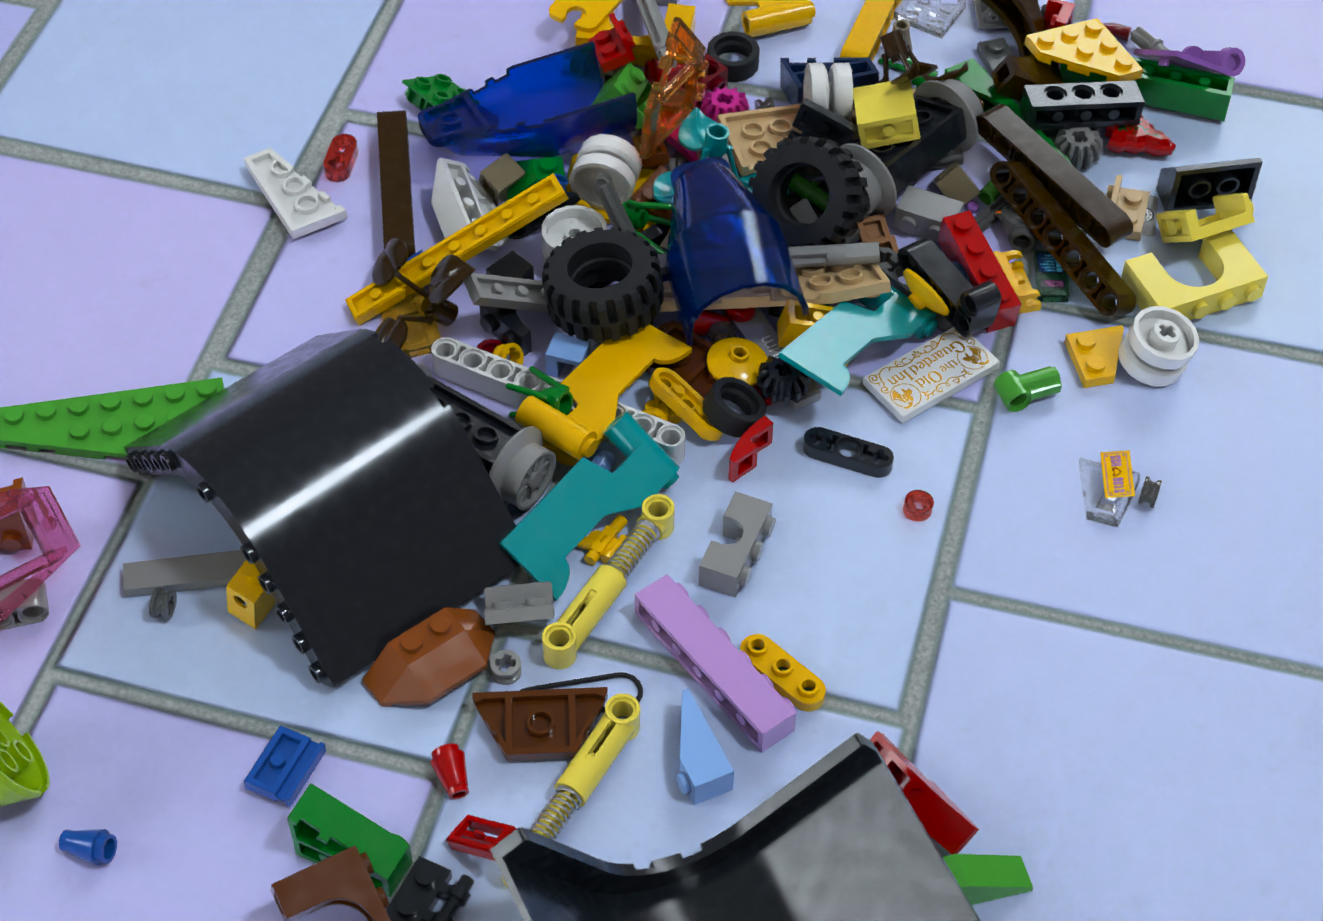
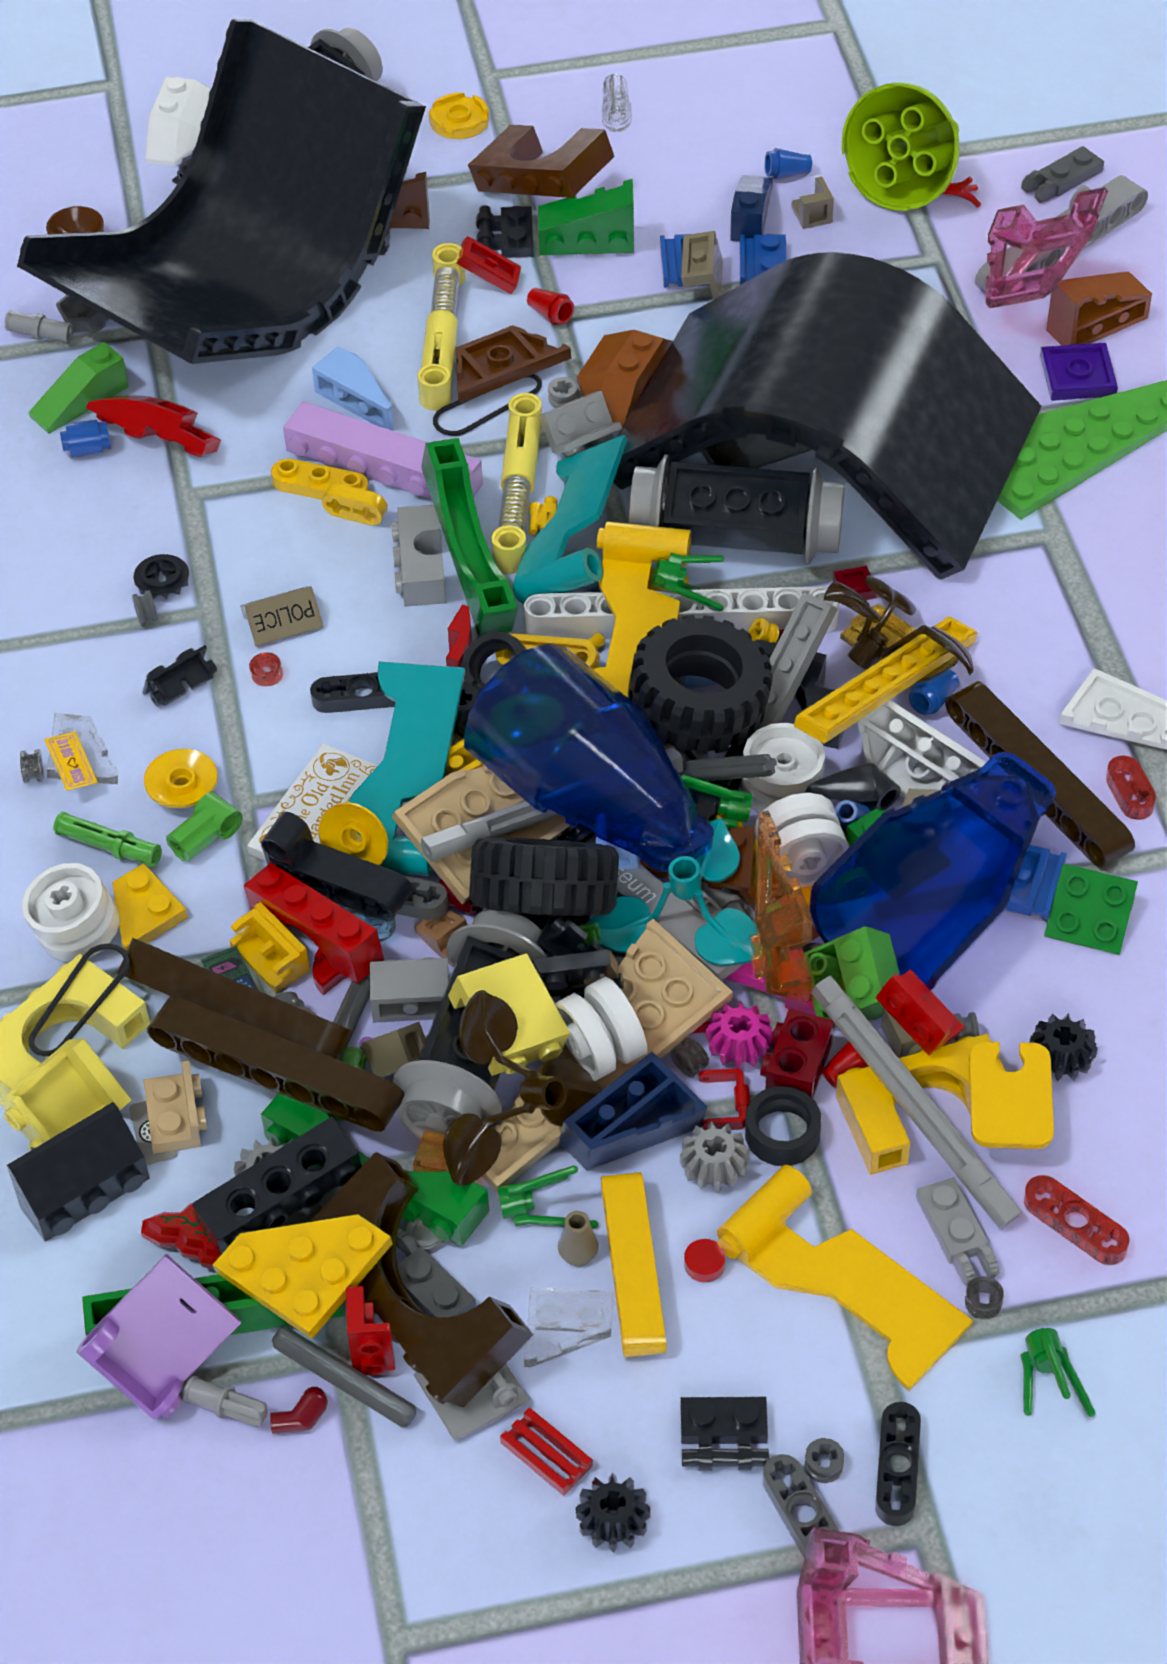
camera: 155 degrees right, 0 degrees up
(65, 479) = (1078, 371): none -> dark purple tile
(109, 776) = (815, 208): none -> dark tan panel
(166, 806) = (750, 206): none -> dark blue slope
(209, 739) = (760, 254): none -> blue plate
(278, 736) = (702, 262): none -> dark tan panel
(529, 29) = (1069, 1045): none -> black gear
(688, 543) = (482, 582): none -> green arch
(760, 75) = (741, 1096): none -> red piece
(766, 621) = (354, 504): none -> yellow beam
(786, 46) = (714, 1156): none -> light grey gear
(827, 17) = (704, 1260): none -> red tile
(882, 550) = (282, 615): none -> dark tan panel
(986, 629) = (172, 567): none -> black gear
(990, 812) = (85, 437): none -> blue brick
(997, 525) = (166, 682): none -> black hinge
(1001, 598) = (144, 607): none -> dark grey bush
(1031, 429) = (180, 778): none -> yellow dish
(1097, 401) = (120, 844): none -> bright green pin
(1180, 289) = (88, 1014): none -> black piece

